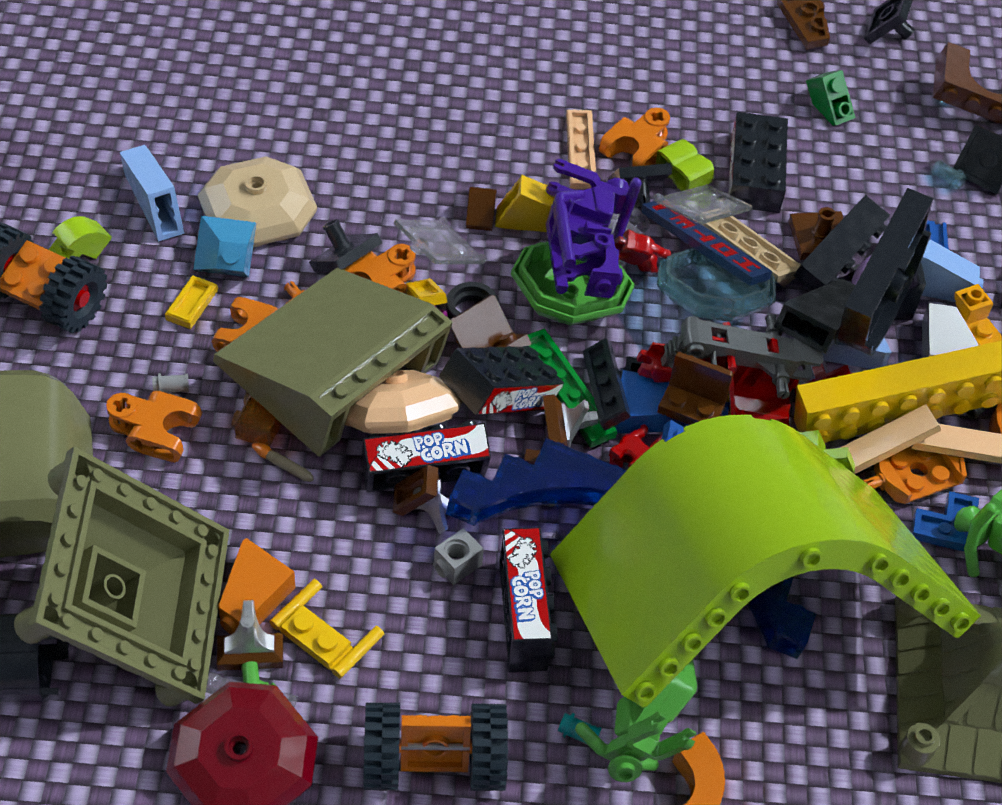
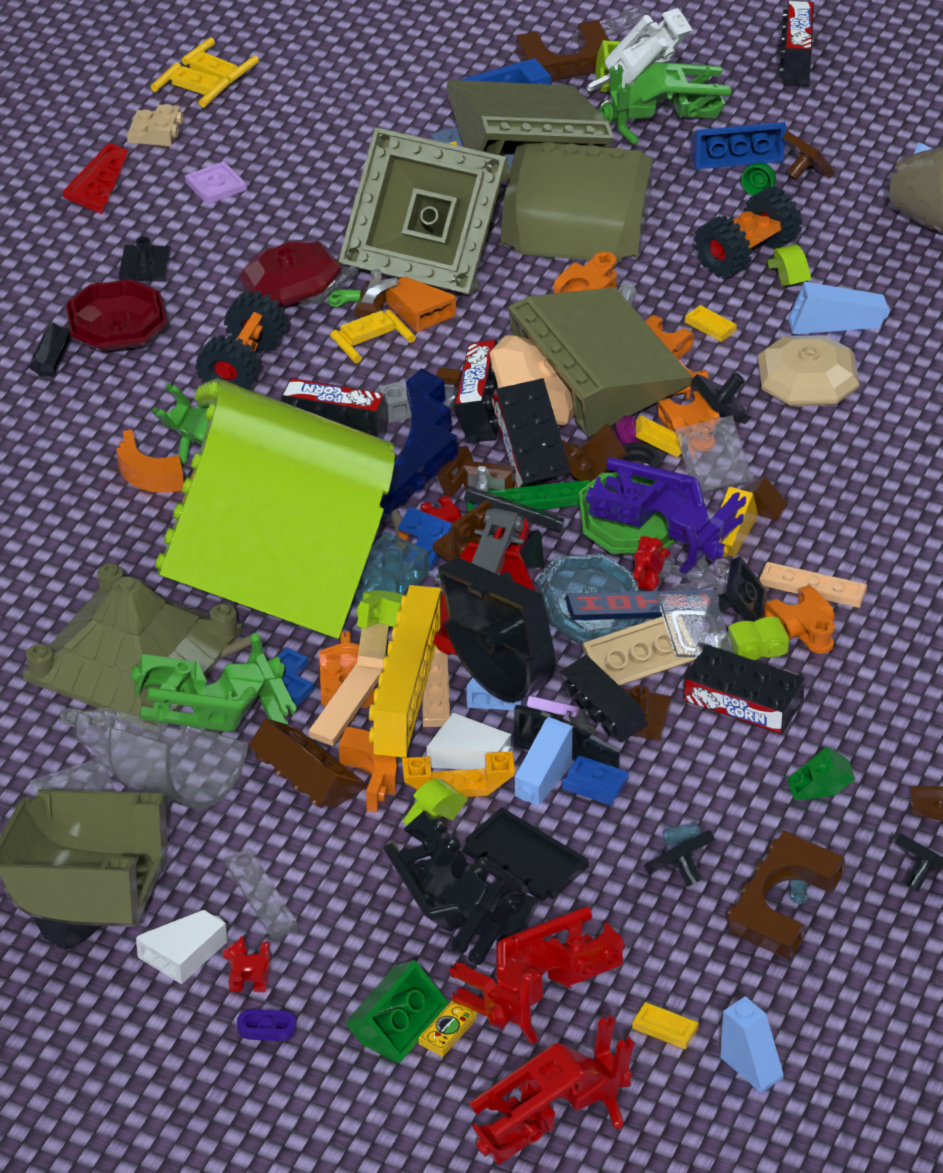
camera: 115 degrees right, 10 degrees down
(224, 246) = (749, 337): dark azure slope -> none

